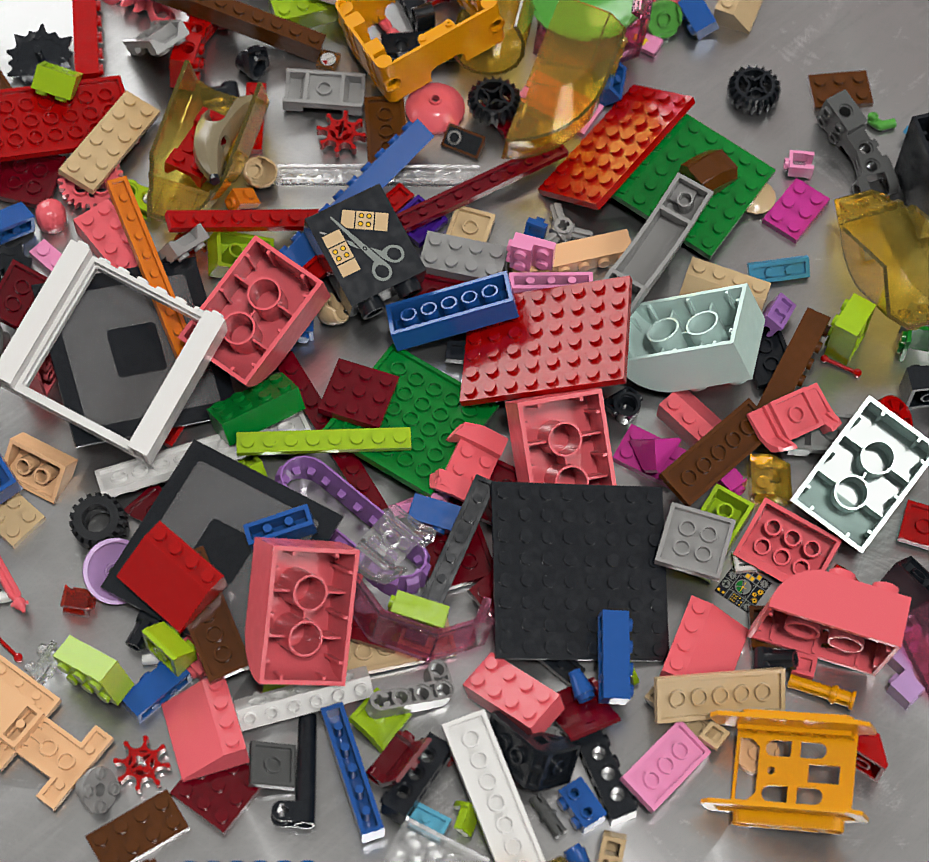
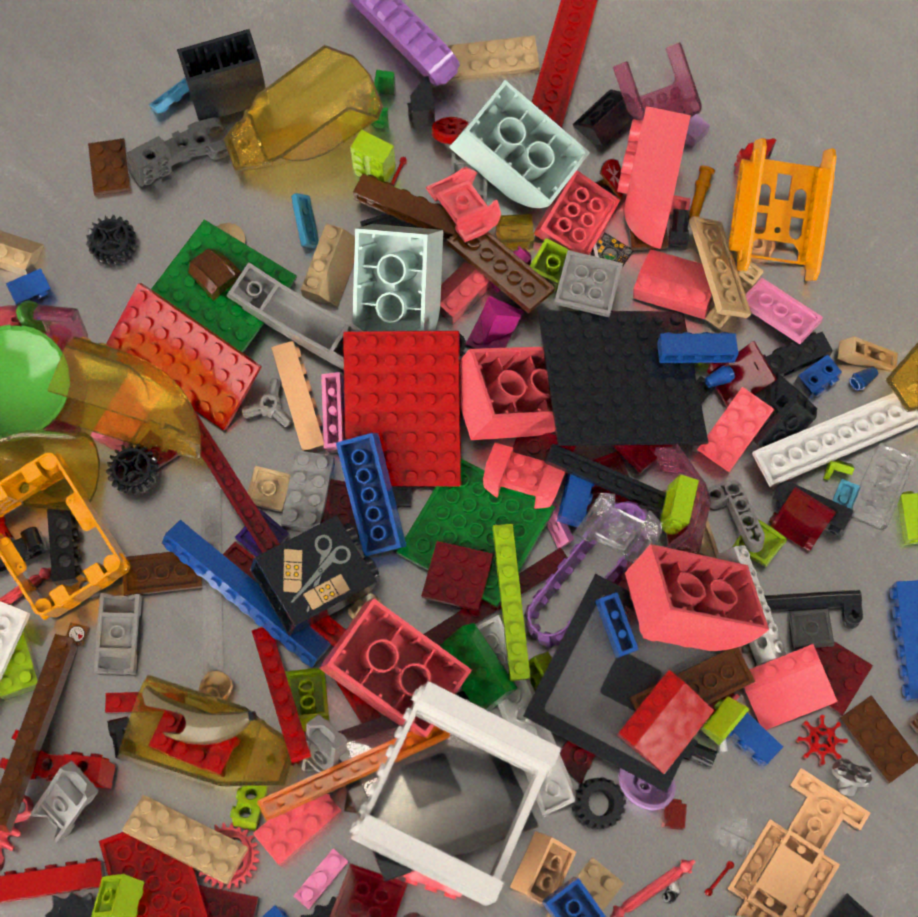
camera: 90 degrees left, 10 degrees up
(51, 216) = (267, 891): coral hair -> none
(93, 670) = (750, 788): lime brick -> none
(242, 199) = (243, 698): orange bracket -> none
(251, 63) = (82, 706): black piece -> none
(335, 130) = (162, 607): red gear -> none
(352, 772) = (813, 559): blue brick -> none
(438, 114) = (144, 530): coral dish -> none
(463, 141) = (172, 500): slope -> none
(530, 251) = (310, 431): bright pink plate -> none
(536, 227) = (269, 429): blue tile -> none
(548, 815) = (829, 403): dark grey pin -> none
(777, 313) = (352, 218): medium lavender hinge -> none
(795, 210) = (240, 206): dark pink plate -> none
(799, 164) = (193, 202): bright pink window -> none
(879, 124) = (147, 132): bright green arm -> none

